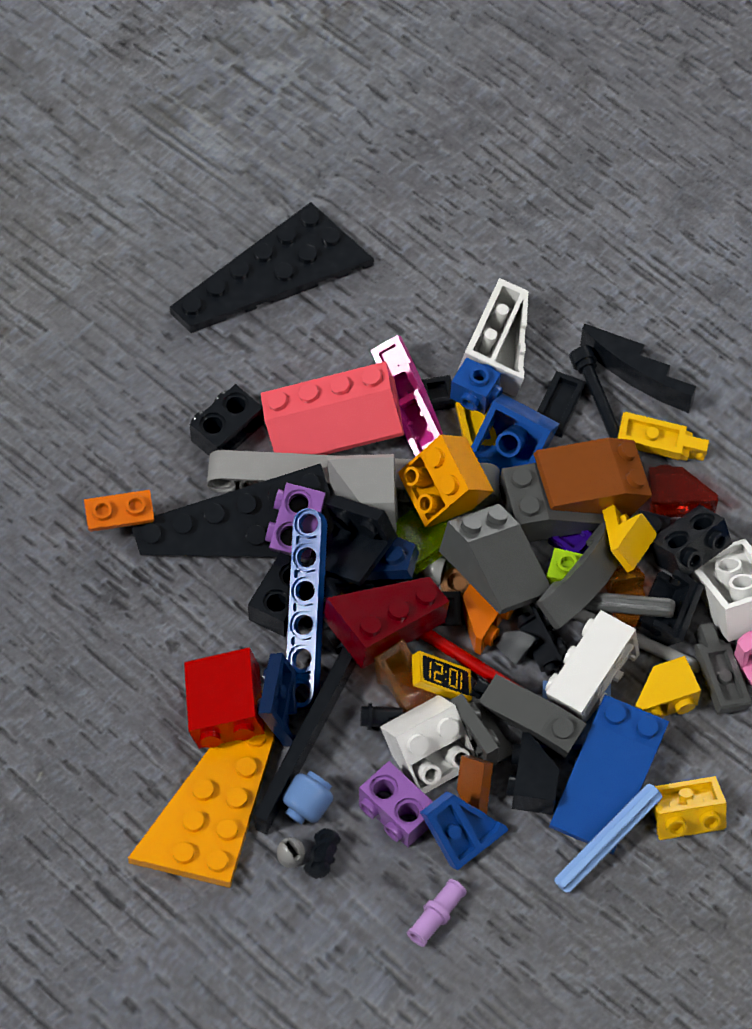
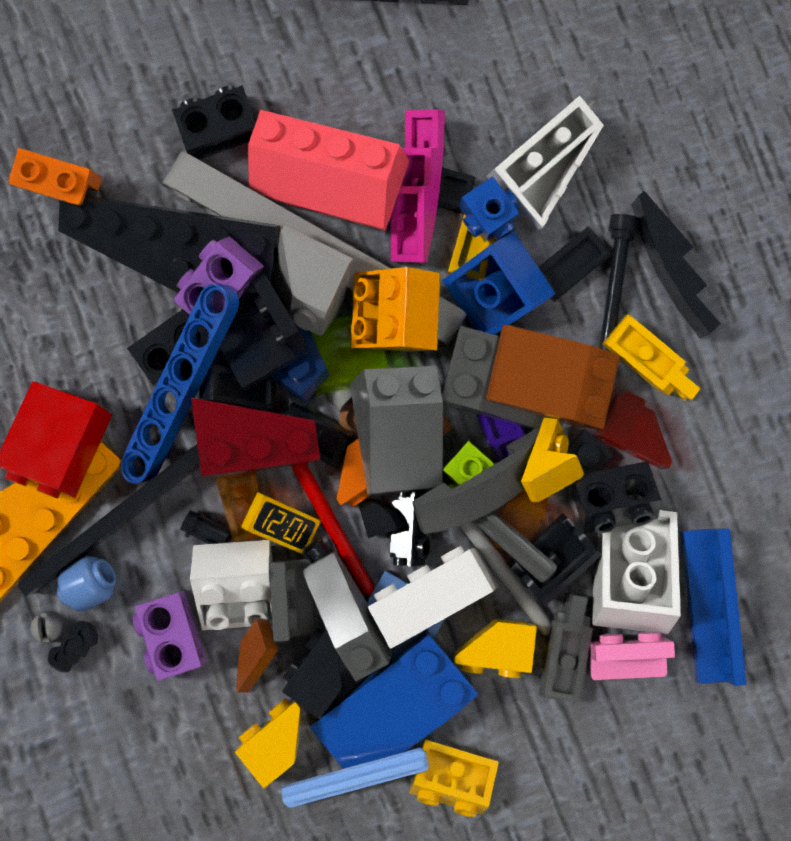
camera: 25 degrees right, 25 degrees up
(278, 697) = (103, 469): dark blue wing -> none
(436, 912) = (150, 765): lavender pin -> none
(460, 828) = (215, 695): blue wing -> none
(529, 847) = (273, 746): none -> yellow slope

